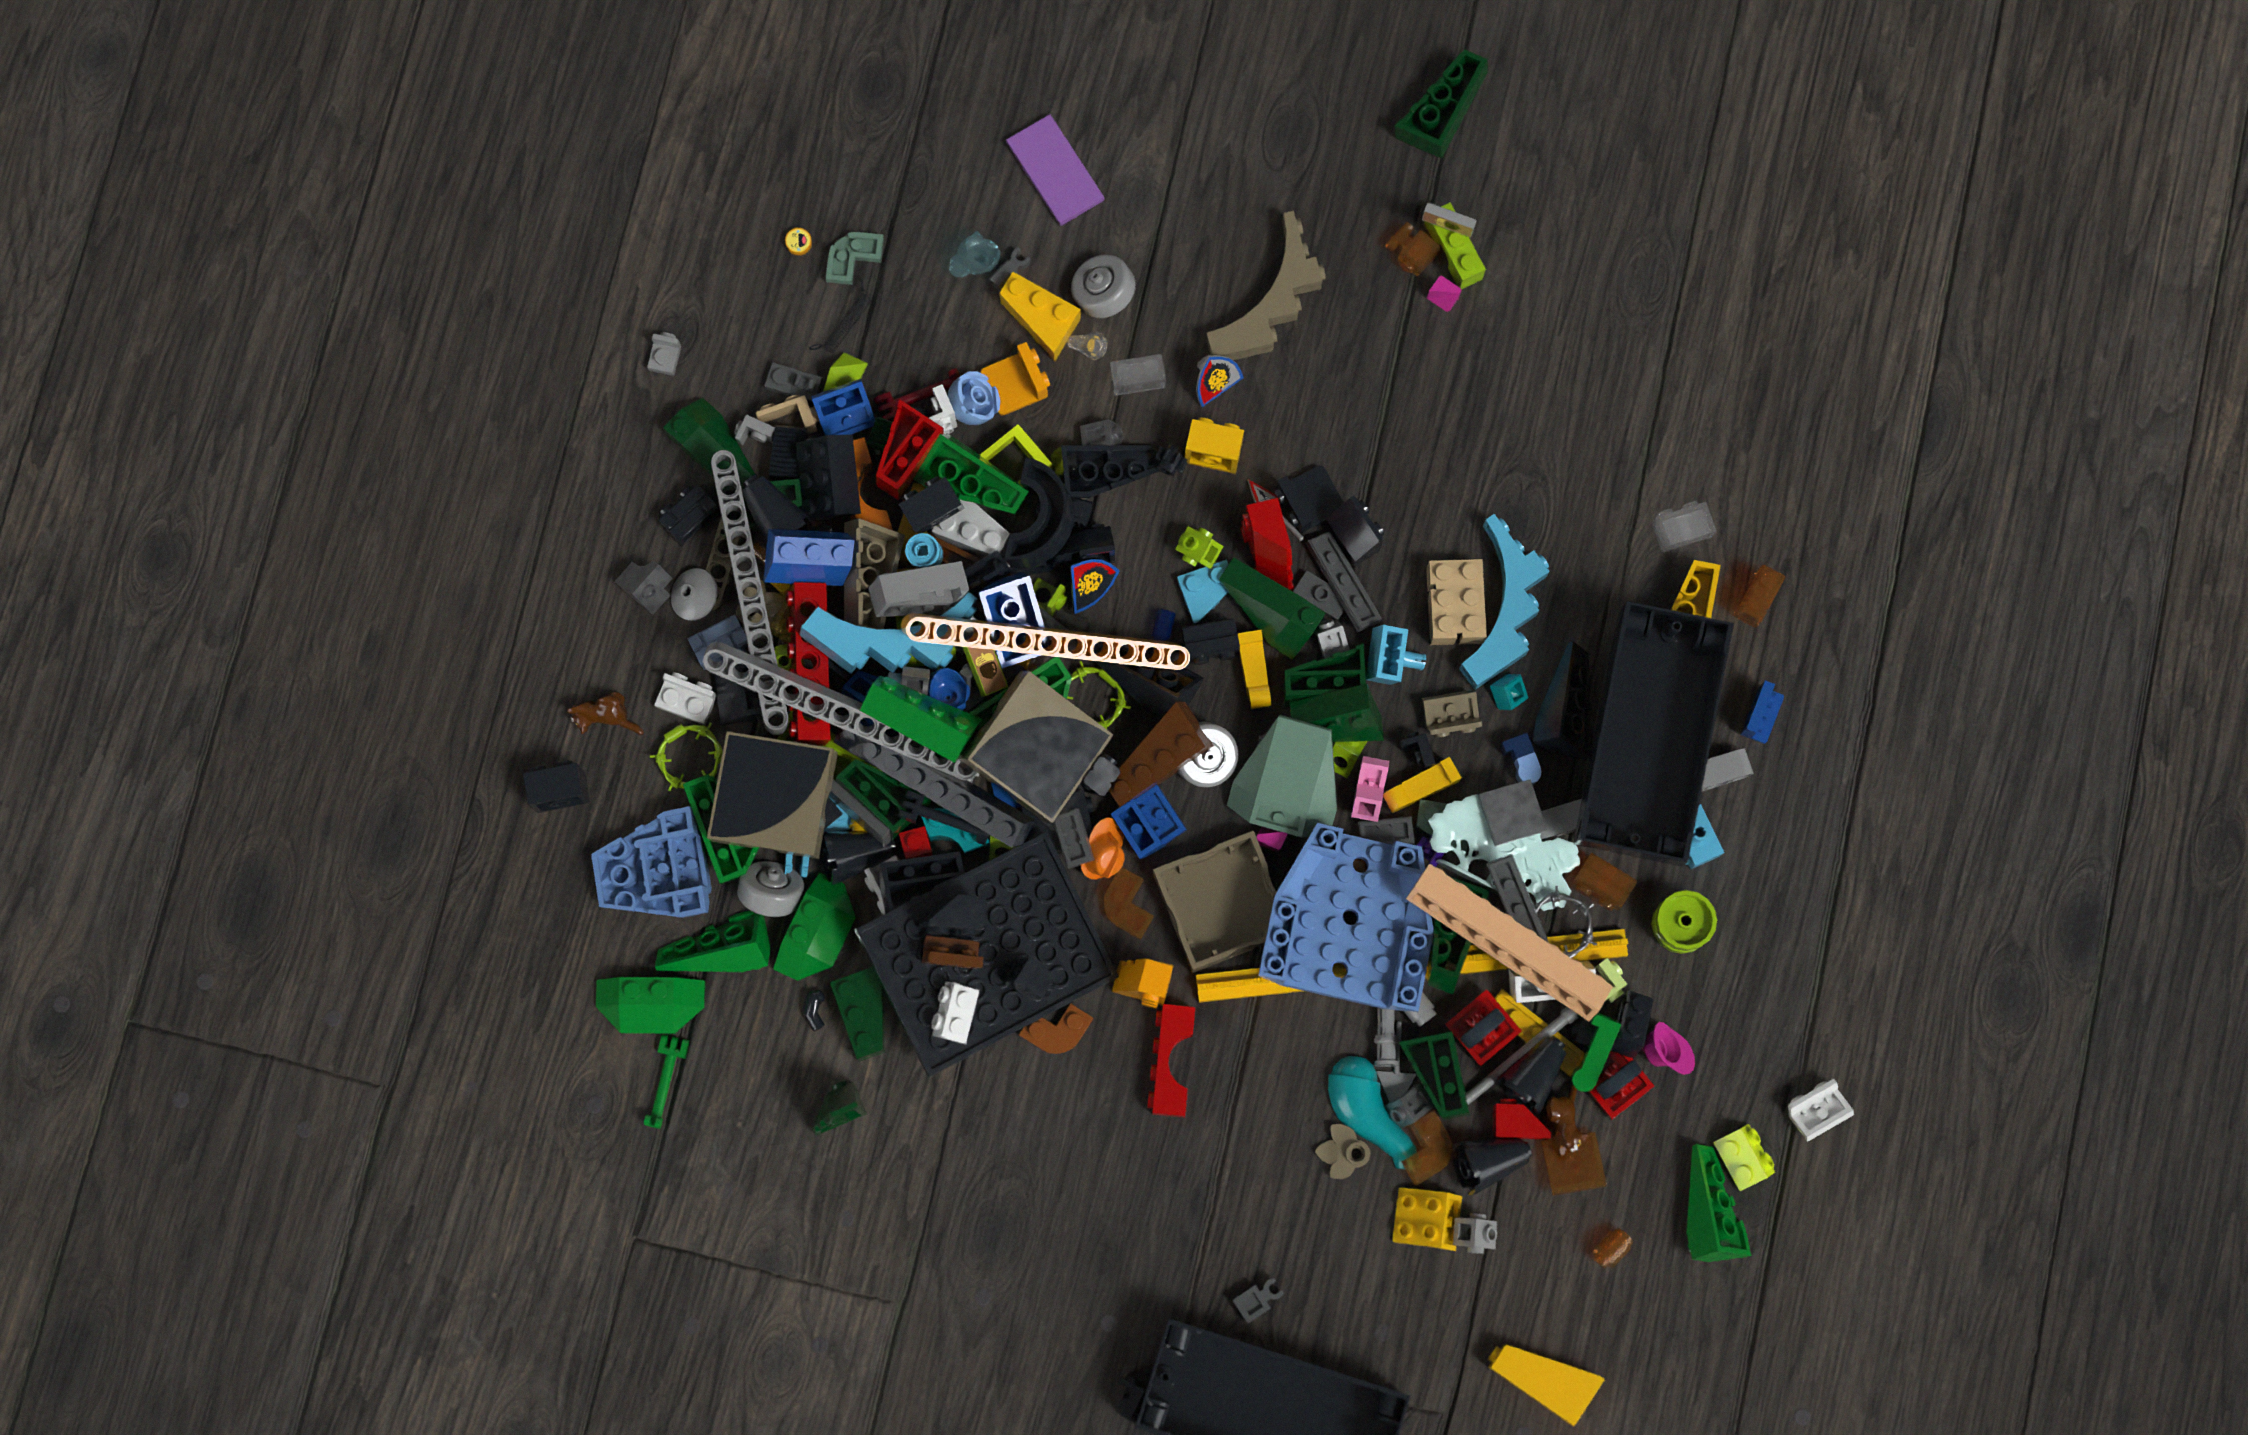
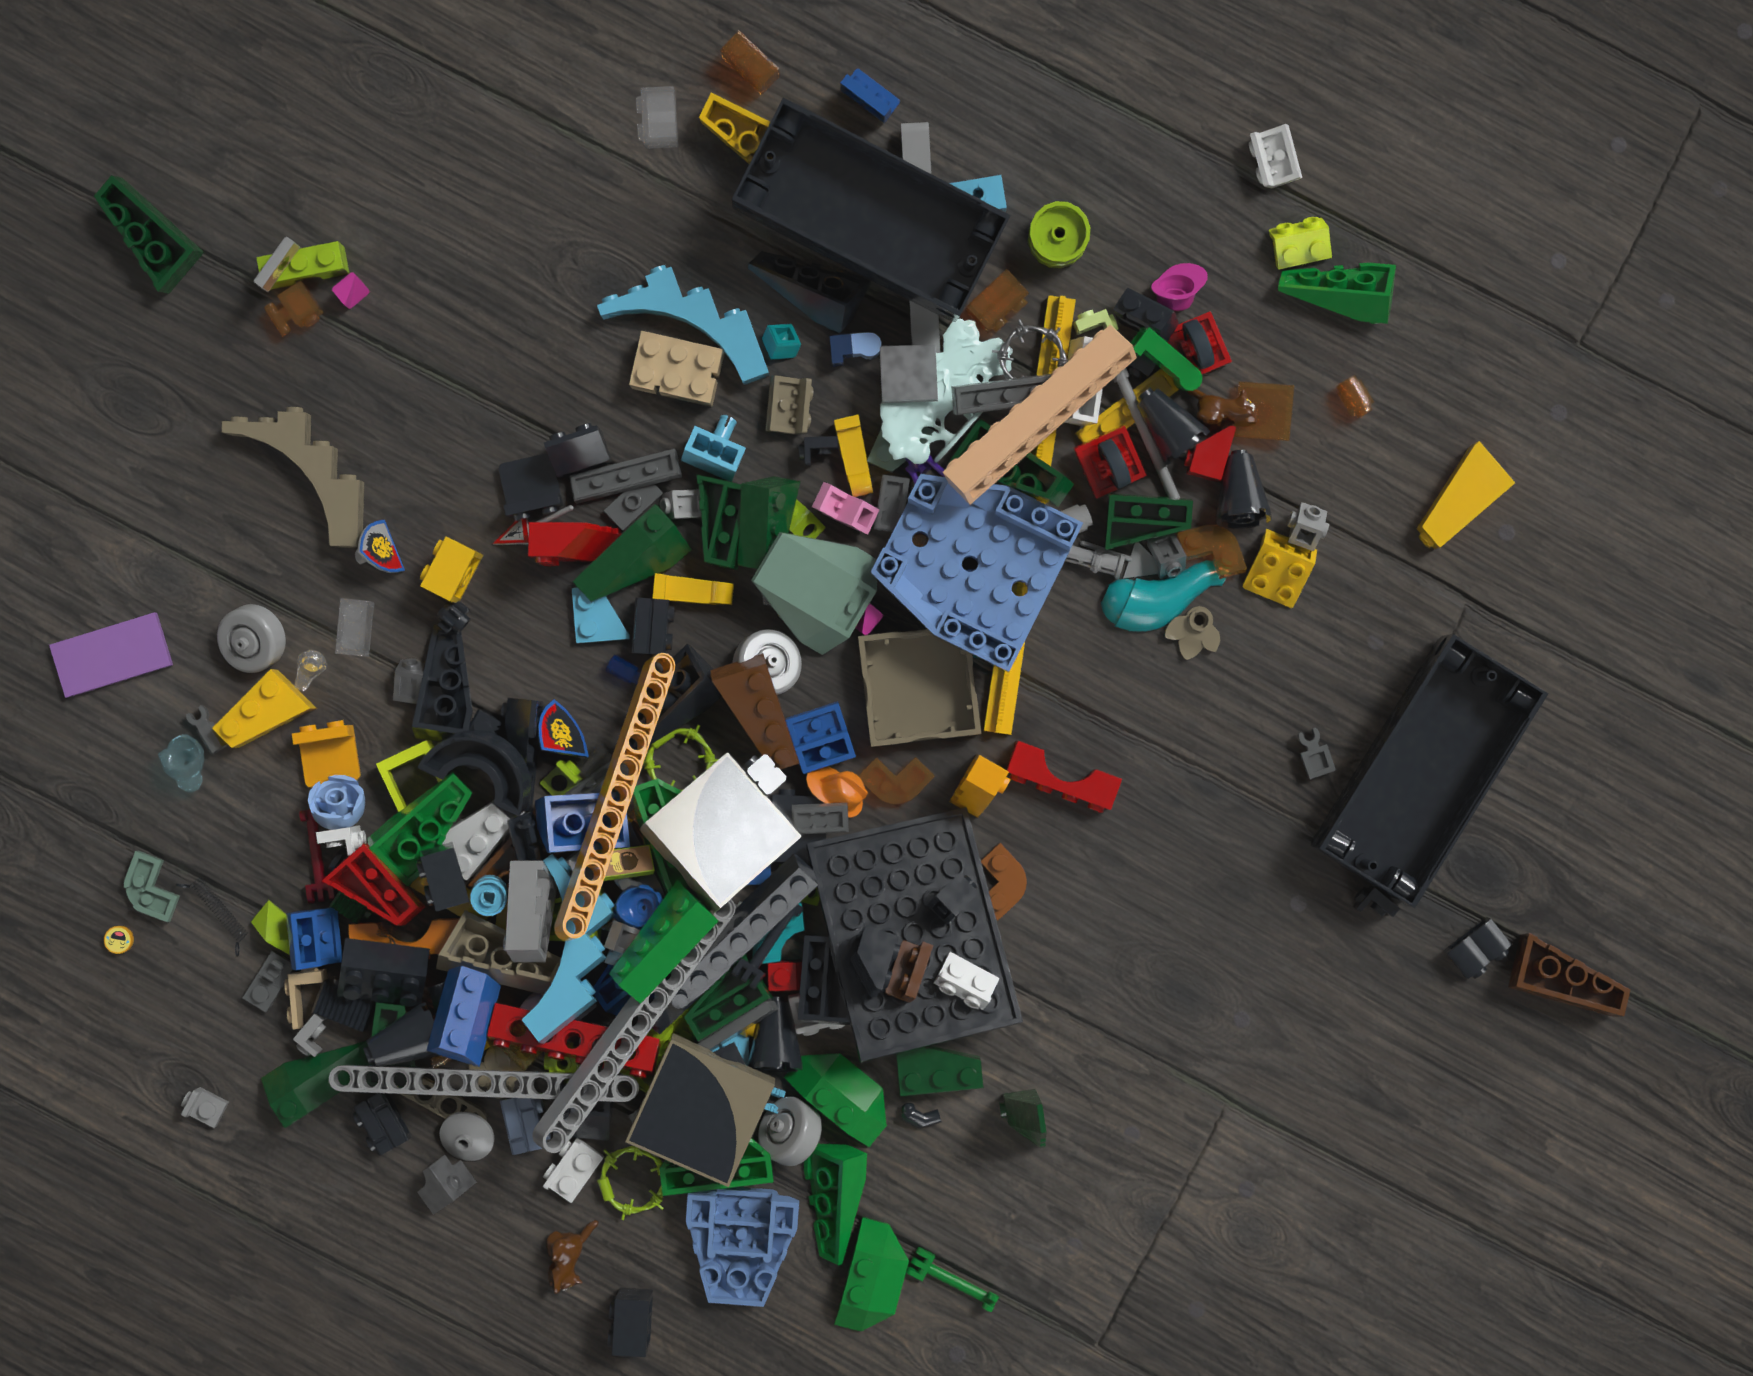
camera: 75 degrees left, 10 degrees up
(1198, 547) = (553, 613): lime brick -> none

